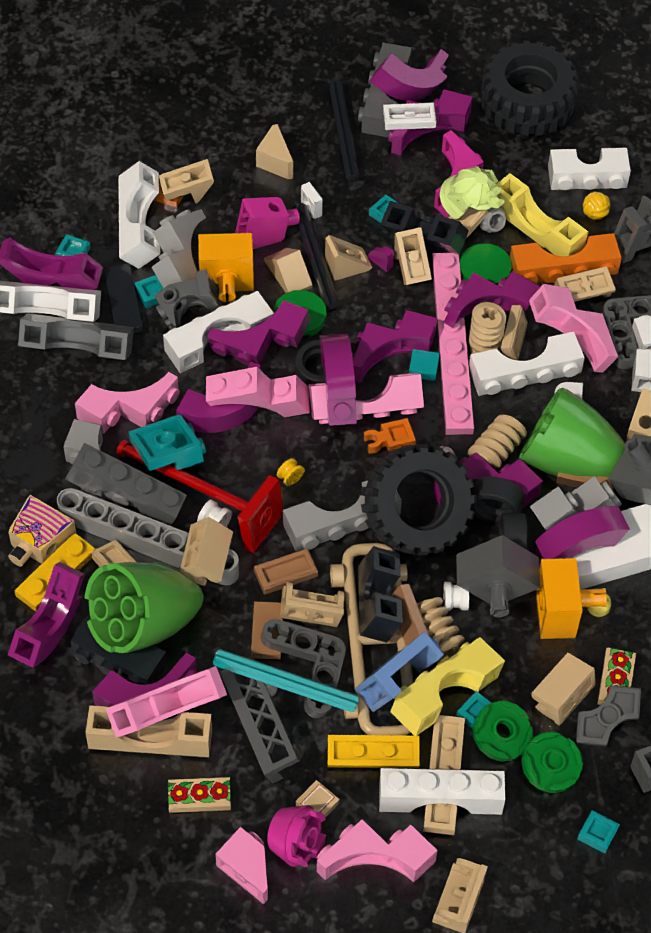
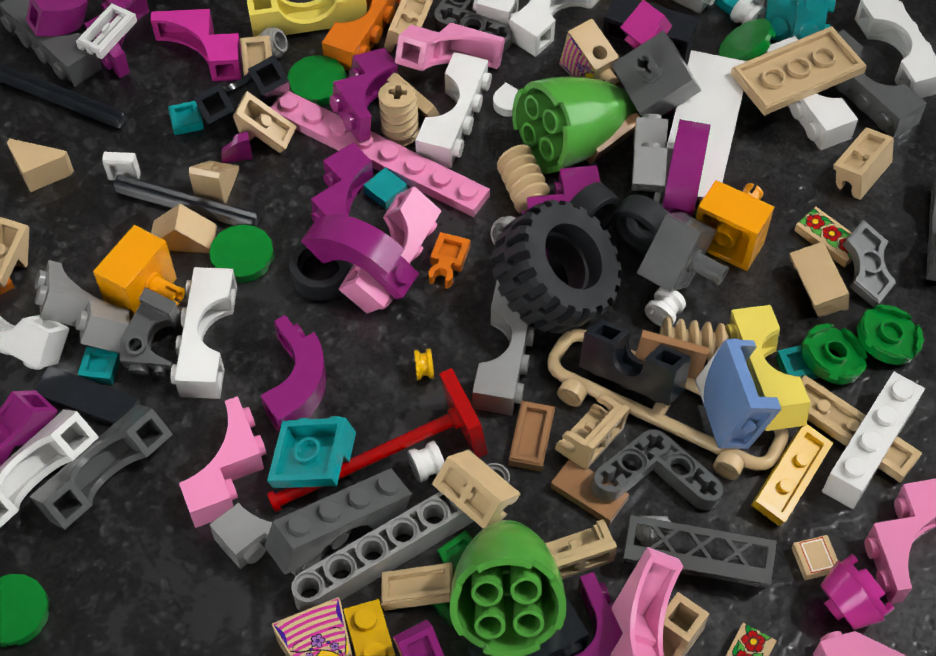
camera: 55 degrees left, 0 degrees up
(205, 641) = (583, 550): none -> tan hinge
(250, 345) = (249, 313): magenta arch -> none
(252, 387) = (315, 334): bright pink arch -> none
(265, 219) = (111, 215): dark pink torso -> none
(285, 680) = (680, 500): teal axle -> none
(472, 189) = (240, 32): yellowish green helmet -> none

